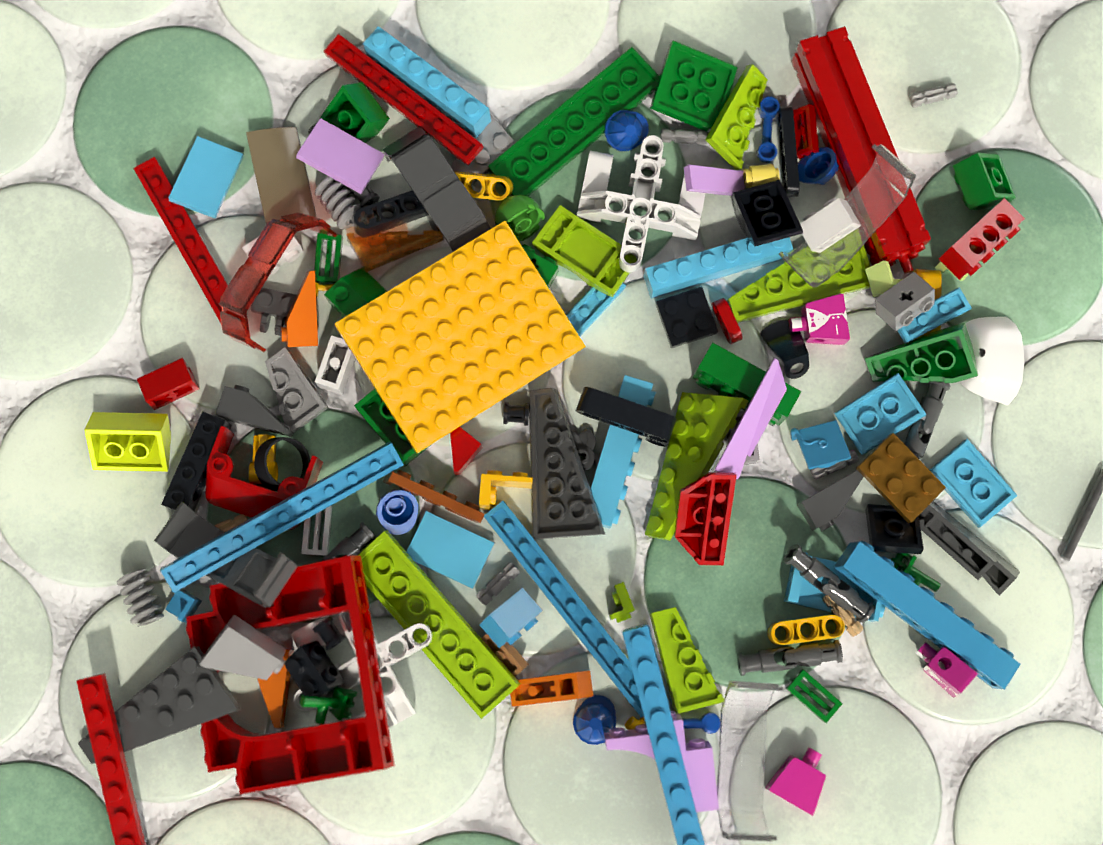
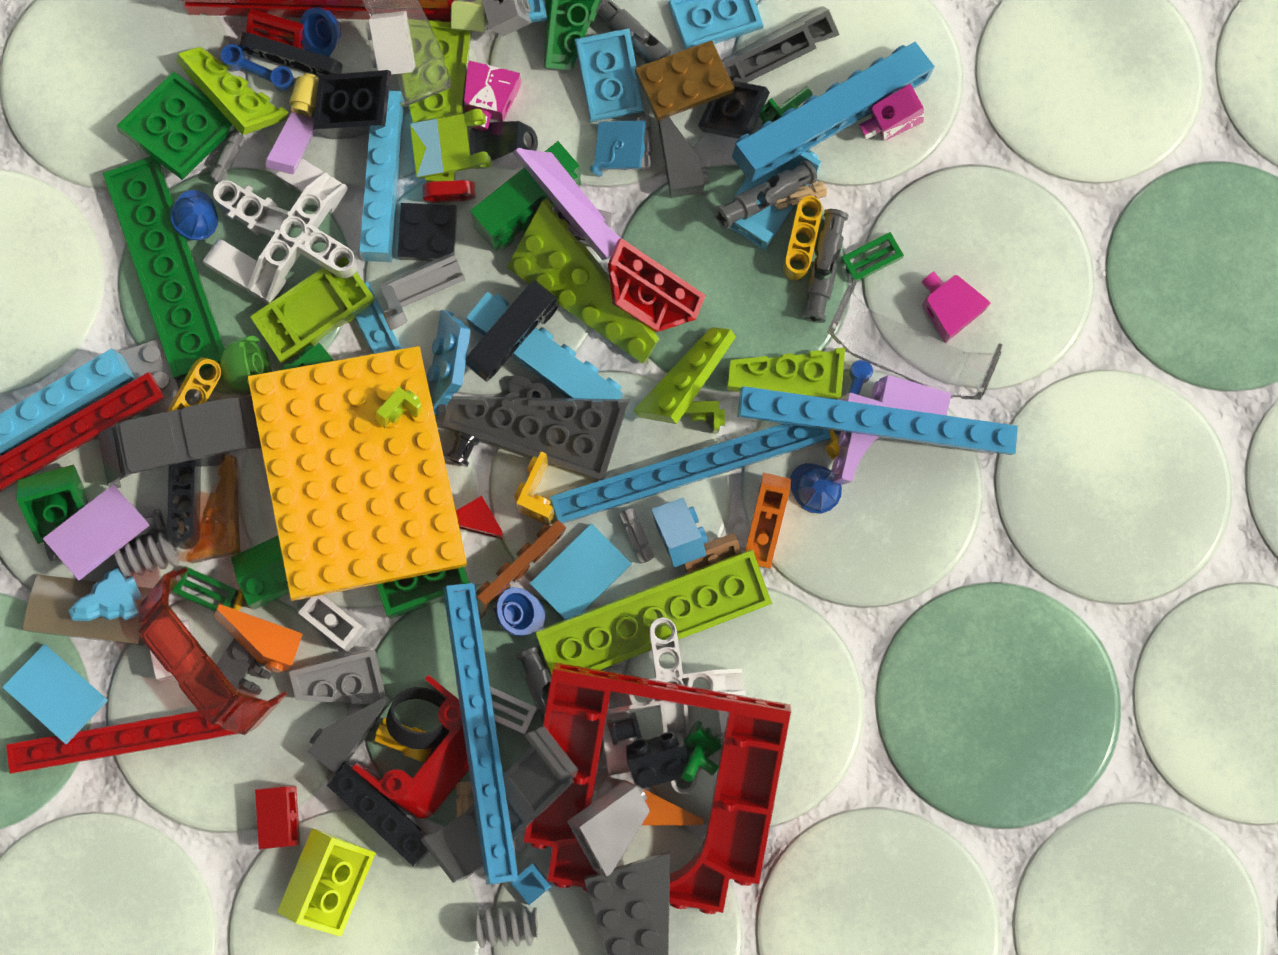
camera: 70 degrees left, 0 degrees up
(292, 187) = (108, 599): none -> medium azure rock
(521, 344) = (393, 407): none -> lime bracket
(582, 375) = (449, 360): none -> dark azure wing
(636, 324) = (418, 285): none -> light grey hinge
(637, 573) = (683, 382): none -> lime wing
(762, 301) = (443, 145): none -> lime flag

